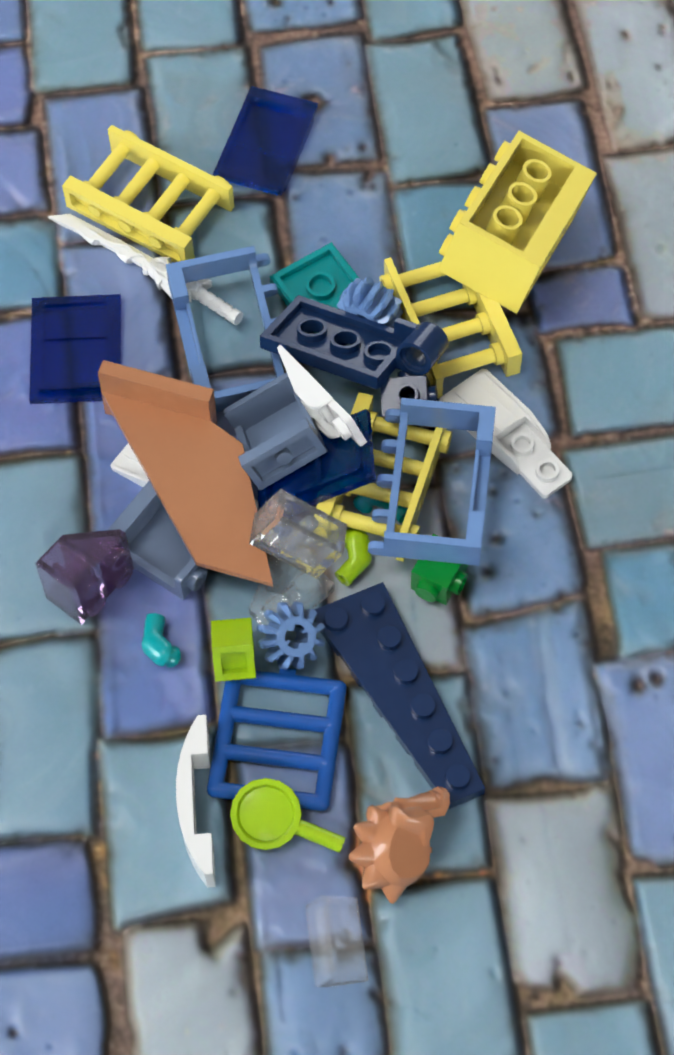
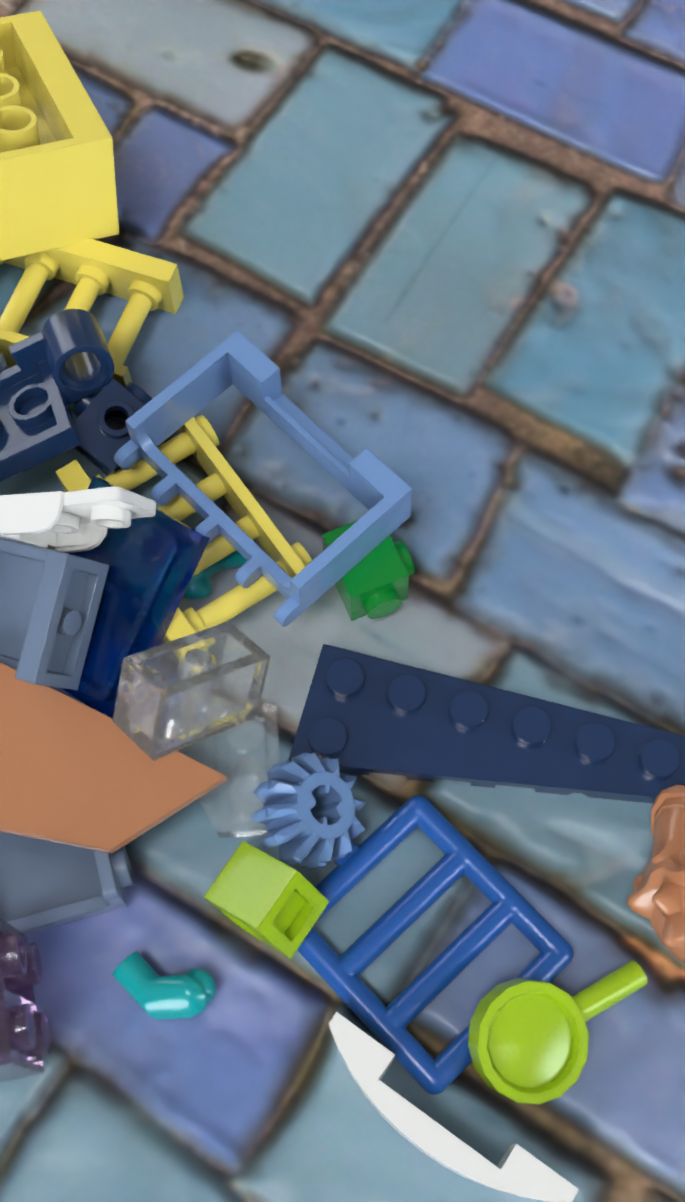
camera: 50 degrees left, 5 degrees up
(358, 554) = (269, 641): lime arm -> none
(517, 434) = (304, 361): white piece -> none

